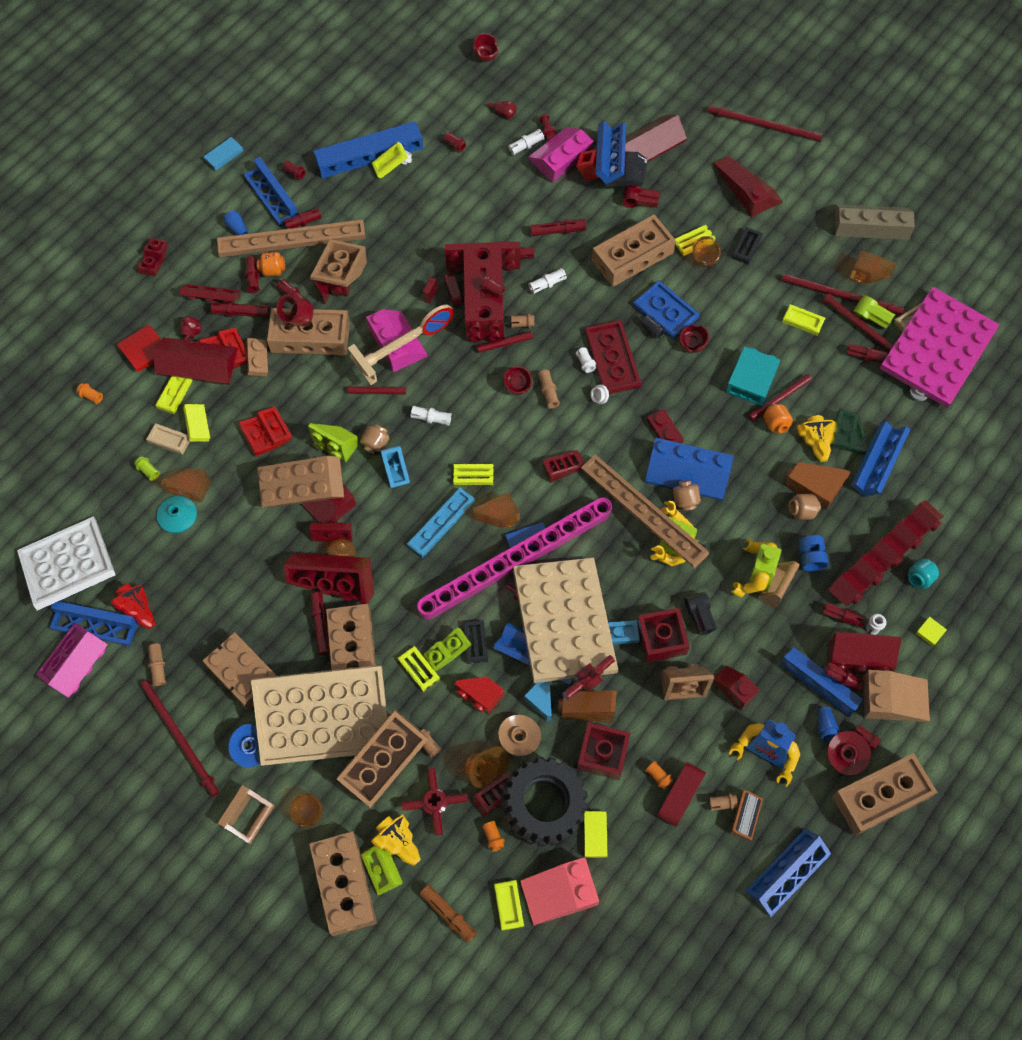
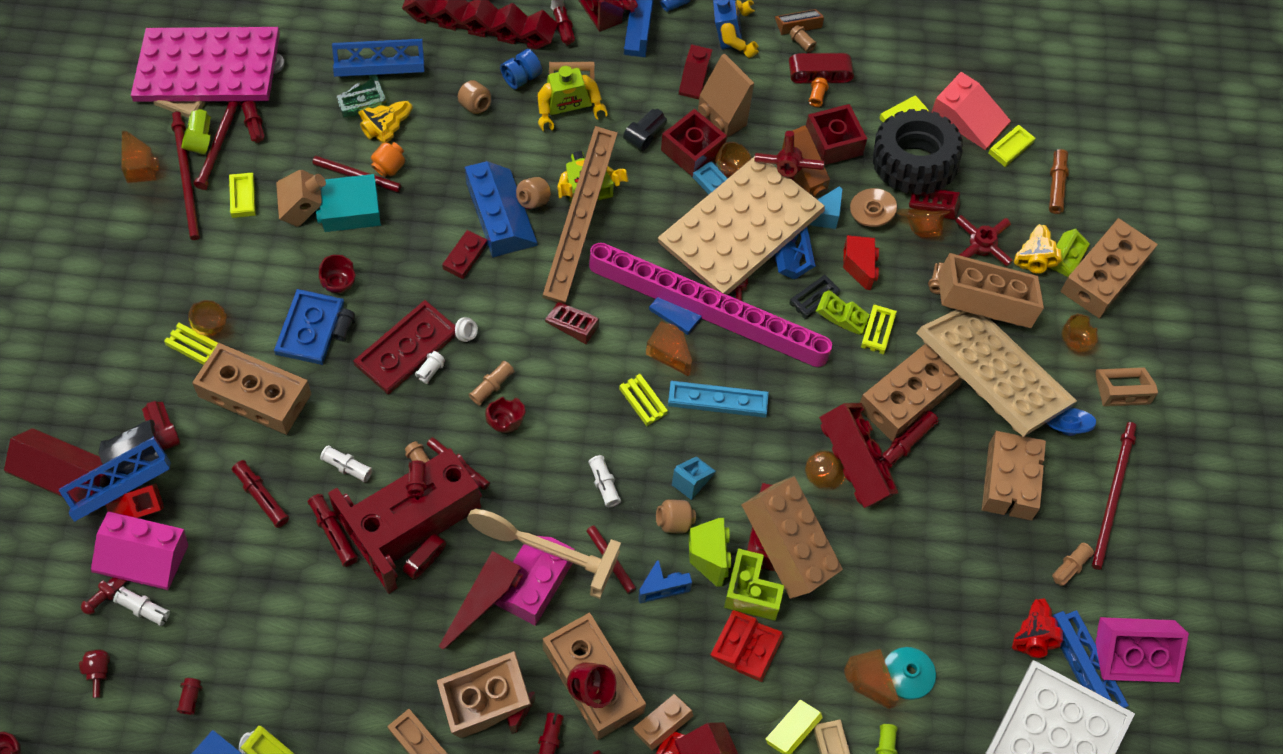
camera: 130 degrees left, 5 degrees down
(290, 446) = (749, 593): none -> lime brick
(329, 531) = (816, 498): dark red plate -> none
(337, 402) = (657, 587): none -> blue slope
(401, 303) = (490, 586): none -> dark red wedge
(430, 290) = (442, 580): dark red tile -> none
(493, 836) = (972, 181): orange pin -> none
(629, 655) = (731, 158): none -> clear orange hair
(742, 256) = (168, 293): black tile -> none
(748, 188) = (77, 328): dark red wedge -> none
(775, 343) = (299, 196): none -> medium nougat torso
(817, 480) = (439, 97): dark orange slope -> none
(873, 221) = (61, 184): dark tan slope -> none

